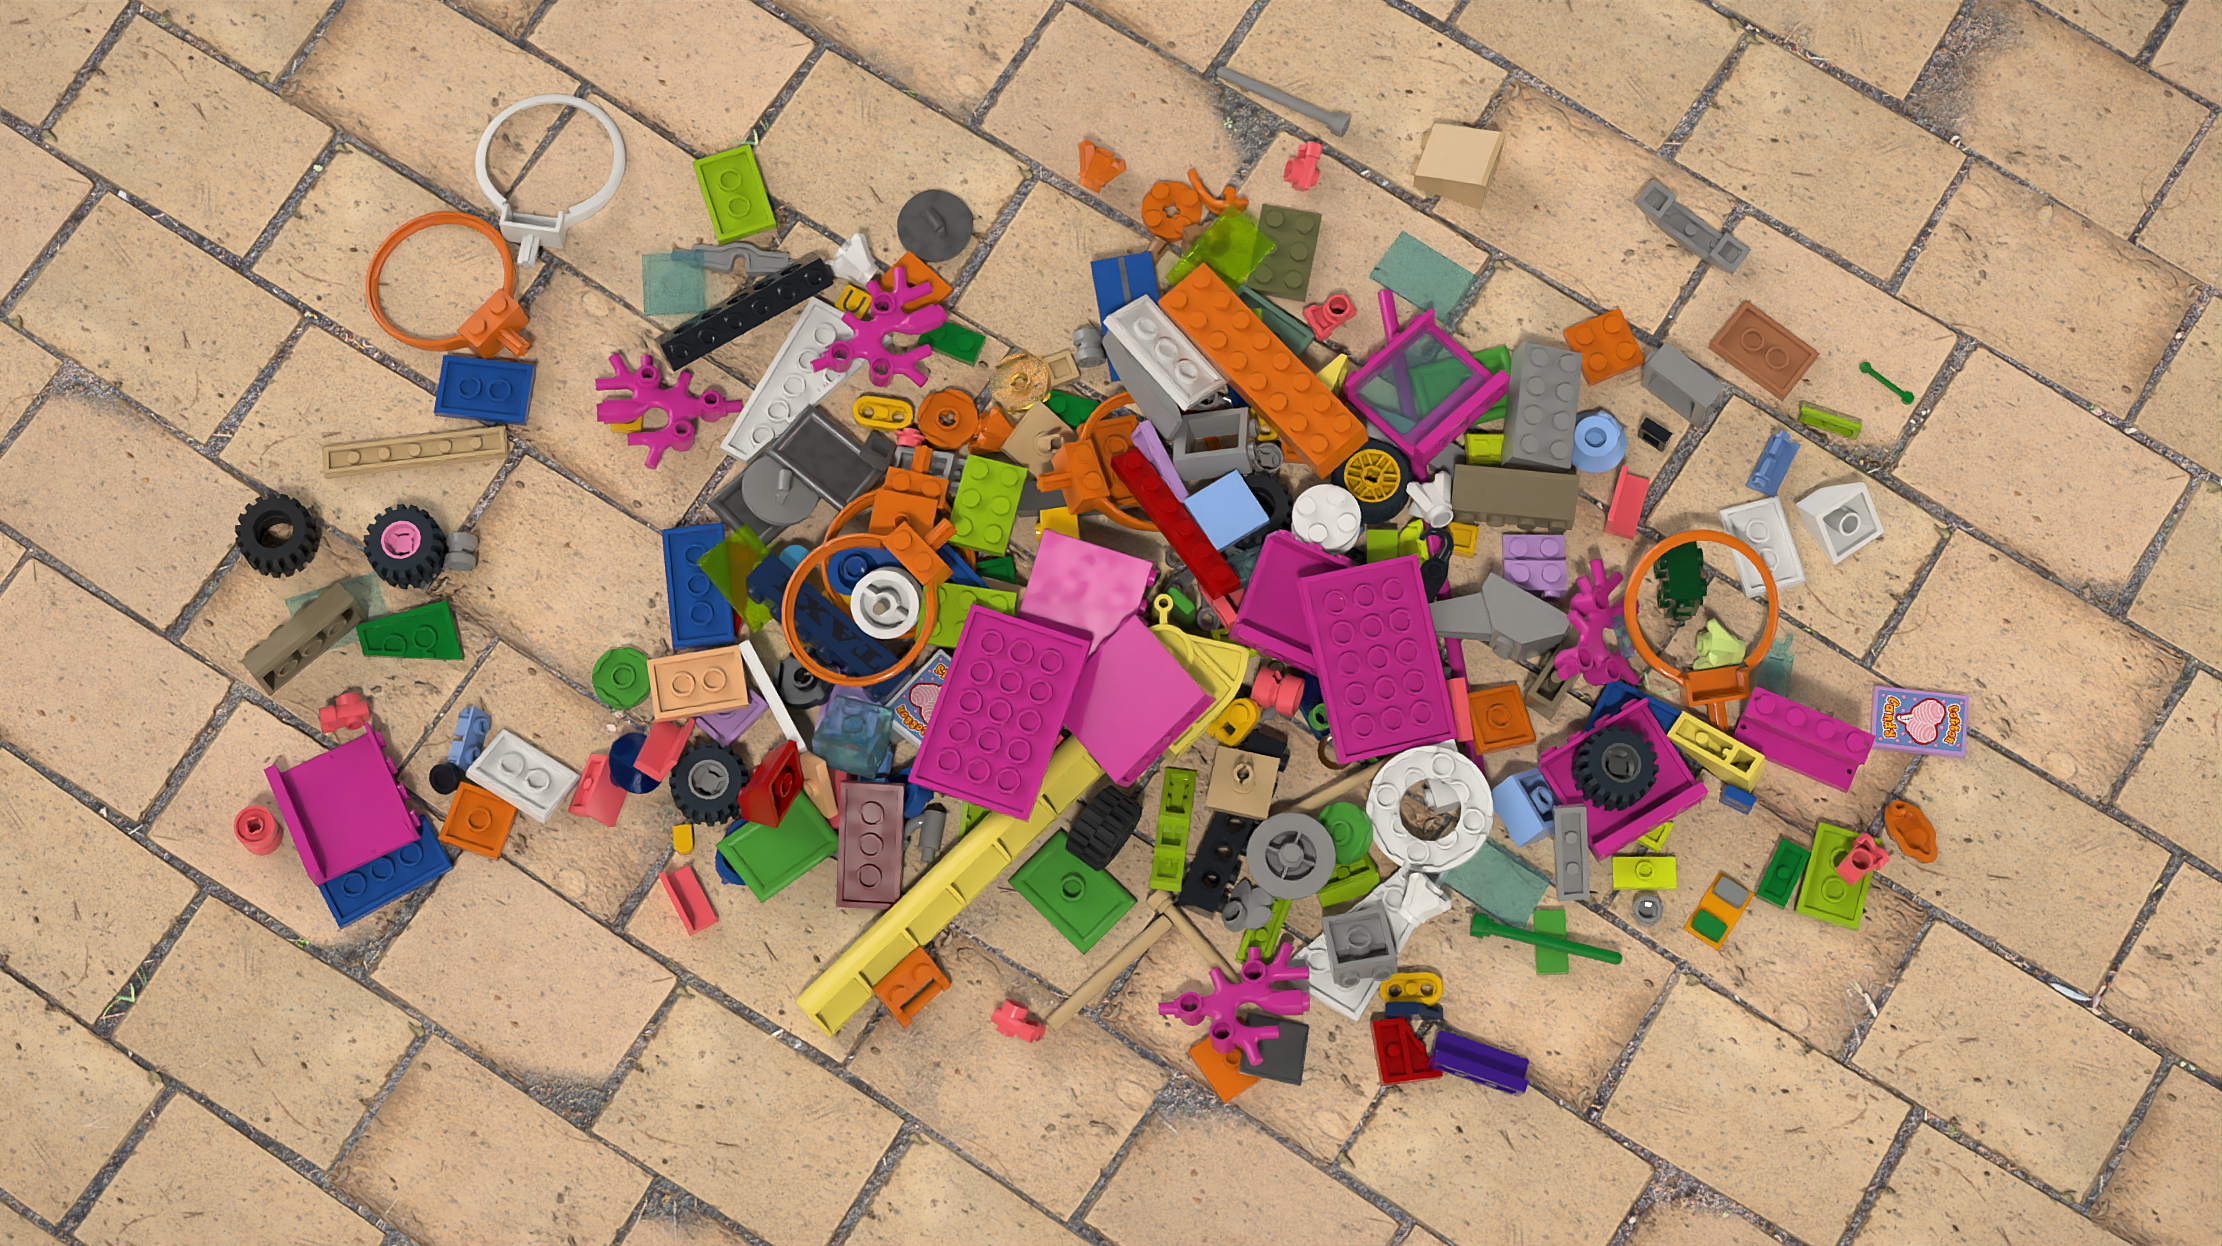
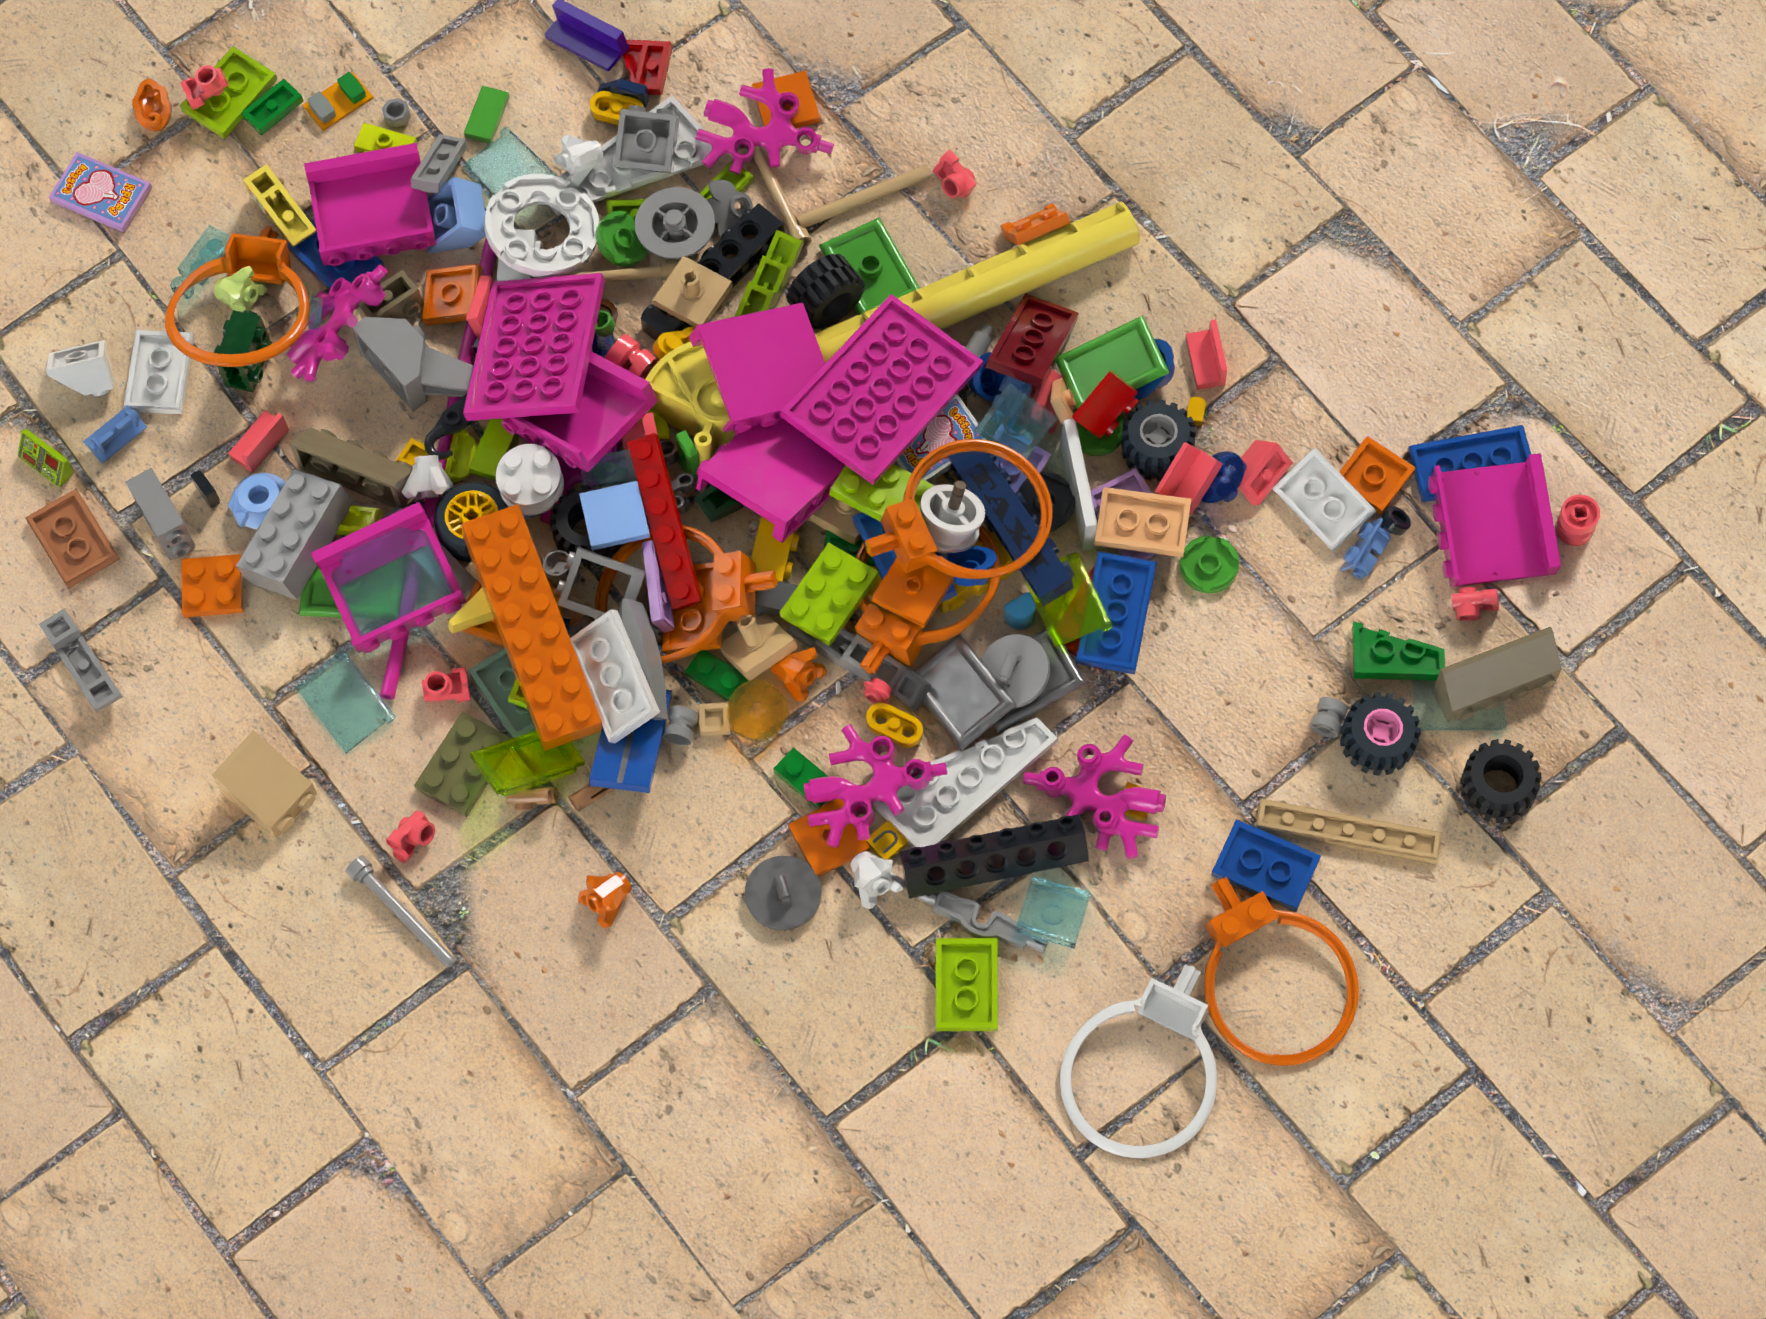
camera: 160 degrees left, 5 degrees down
(943, 404) = (835, 685): orange plate -> none
(1165, 195) = (553, 853): orange plate -> none
(1213, 205) = (494, 821): orange piece -> none
(1281, 1057) = (729, 92): dark grey piece -> none
(1486, 926) = (536, 138): green piece -> none
(1536, 564) = (363, 411): lavender plate -> none
(1615, 768) = (372, 203): black wheel -> none
(1738, 799) = (281, 171): blue tile -> none
(1803, 739) = (203, 173): dark pink panel -> none

